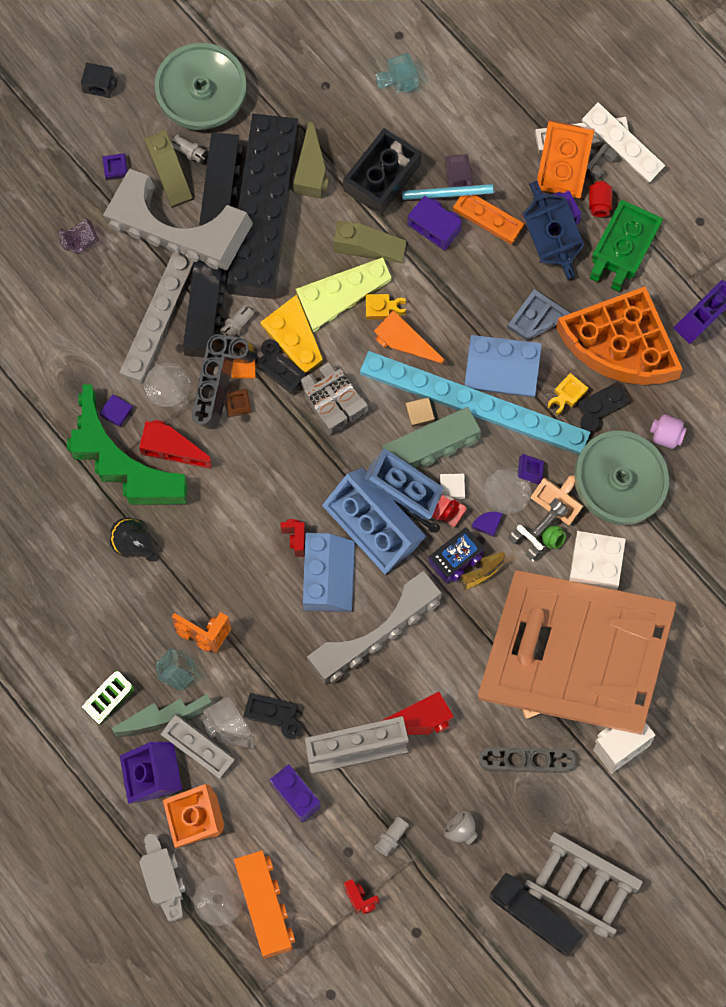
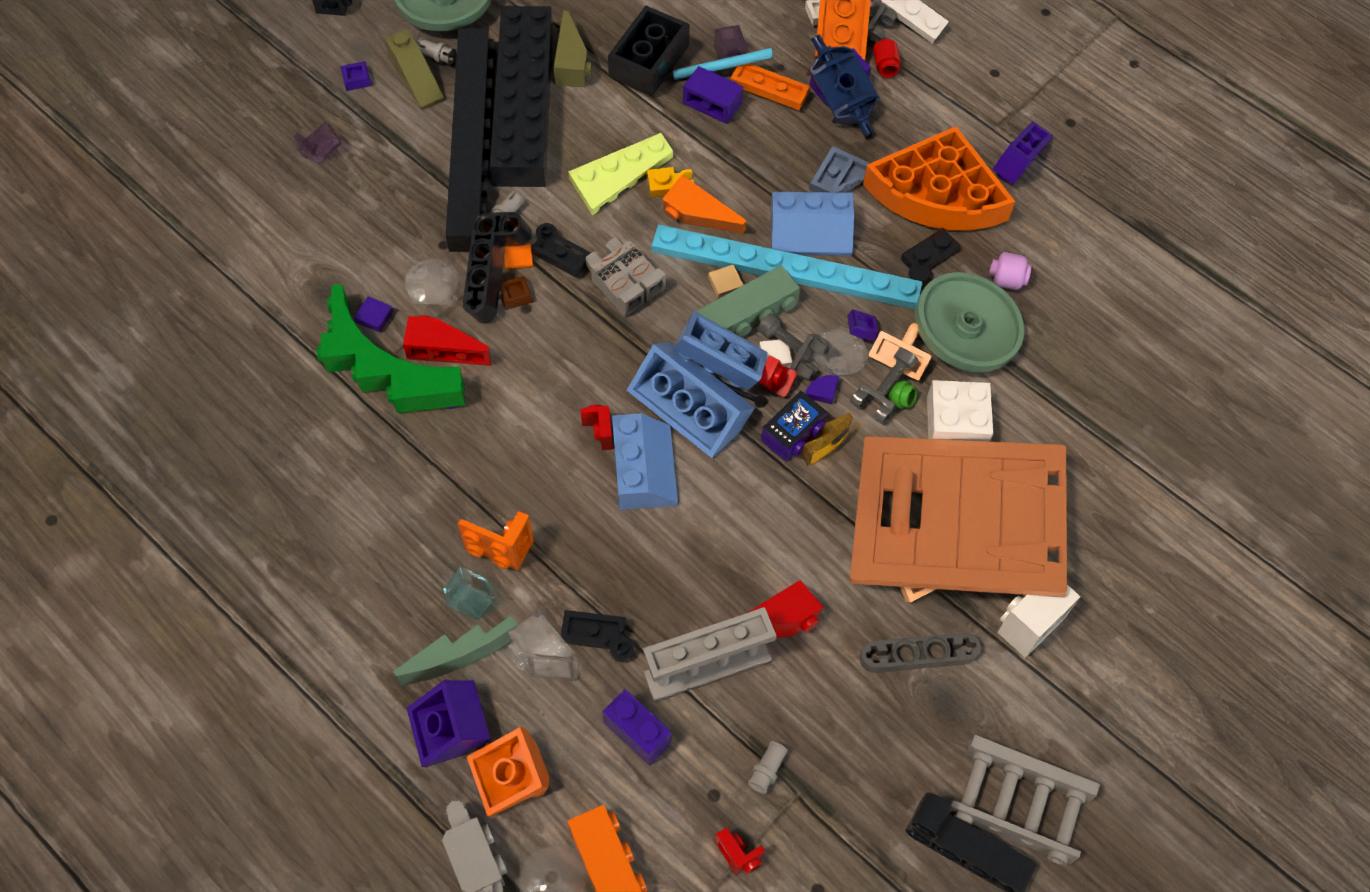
camera: 10 degrees left, 10 degrees down
(114, 703) = (387, 621): slope -> none
(132, 539) = (402, 448): black hair -> none
(157, 318) = (413, 216): light grey plate -> none
(197, 745) = (505, 681): light grey plate -> none
(211, 243) = (466, 126): light grey arch -> none
(293, 333) = (571, 217): yellow wing -> none
(335, 657) = (666, 556): light grey arch -> none
(367, 242) = (640, 119): olive slope -> none
(461, 828) = (855, 746): light grey brick -> none
(484, 484) = (771, 326): none -> dark grey bar
(568, 392) = (889, 244): yellow plate -> none
(624, 243) = (920, 97): green tile -> none

